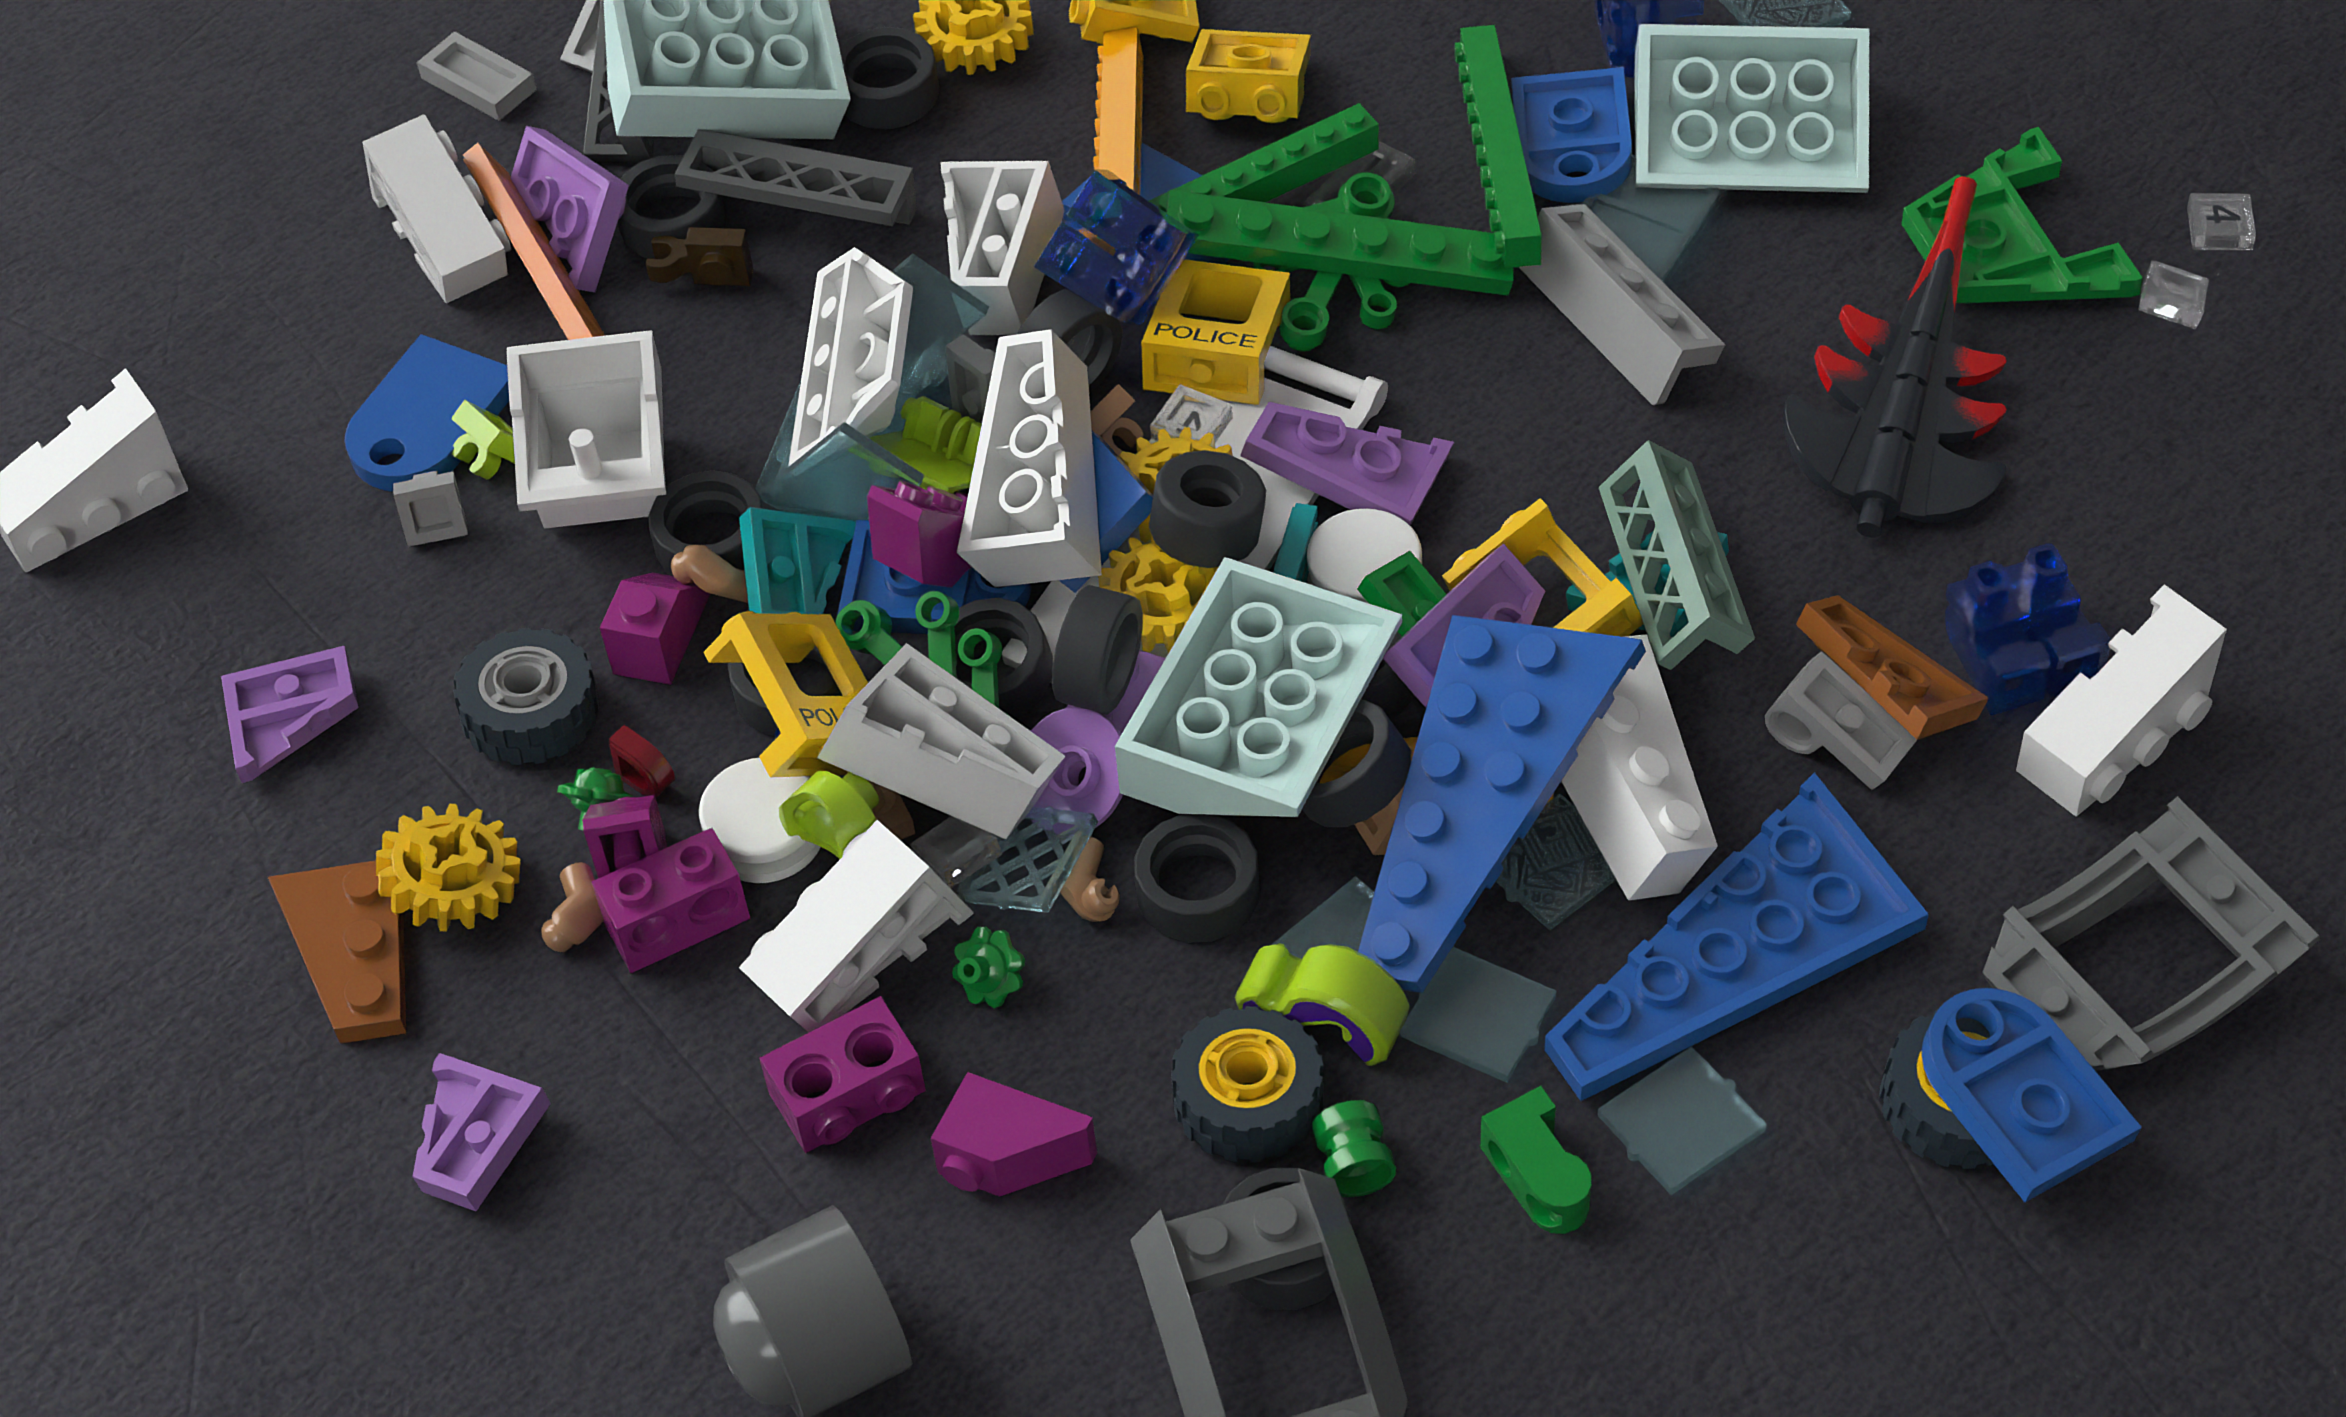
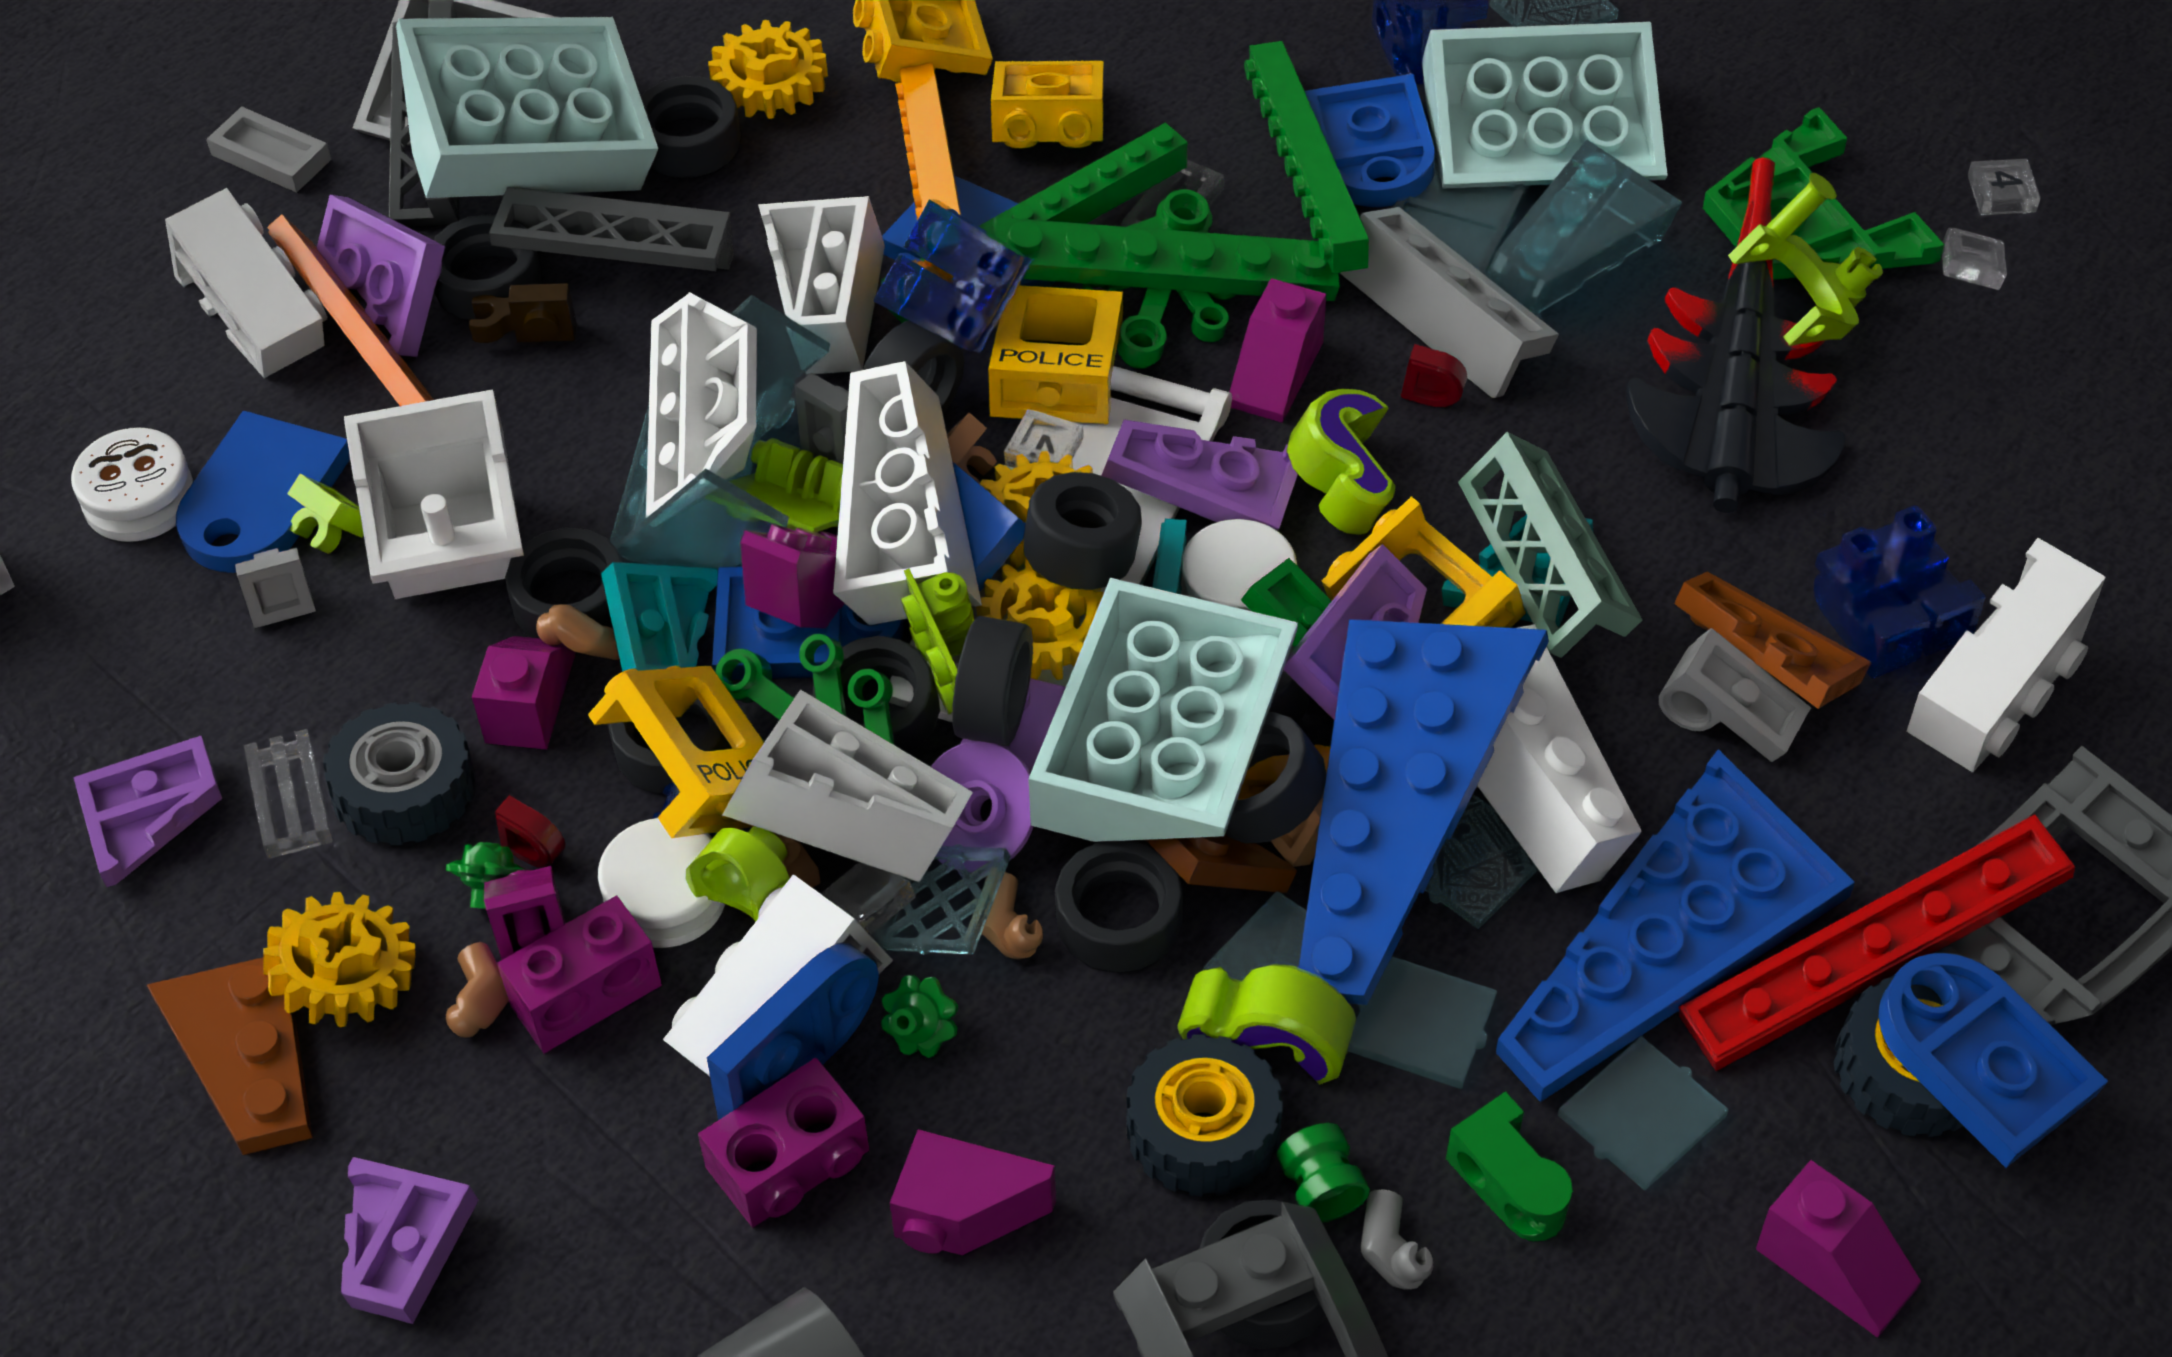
camera: 10 degrees left, 0 degrees up
(306, 398) = (131, 483): none -> white head
(416, 671) = (279, 754): none -> clear tile
(876, 956) = (798, 1023): none -> blue tile
(1052, 581) = (939, 624): none -> lime hinge
(1305, 845) = (1225, 863): none -> reddish brown wing
(1406, 1227) = (1384, 1247): none -> light grey arm
(1440, 341) = (1278, 349): none -> magenta slope
(1475, 453) = (1331, 458): none -> lime animal
(1592, 380) = (1433, 378): none -> dark red tile
(1762, 237) = (1580, 227): none -> clear light blue wedge
(1847, 1265) = (1838, 1248): none -> magenta slope
(1926, 974) = (1875, 942): none -> red tile
(2017, 314) = (1831, 285): none -> lime piece

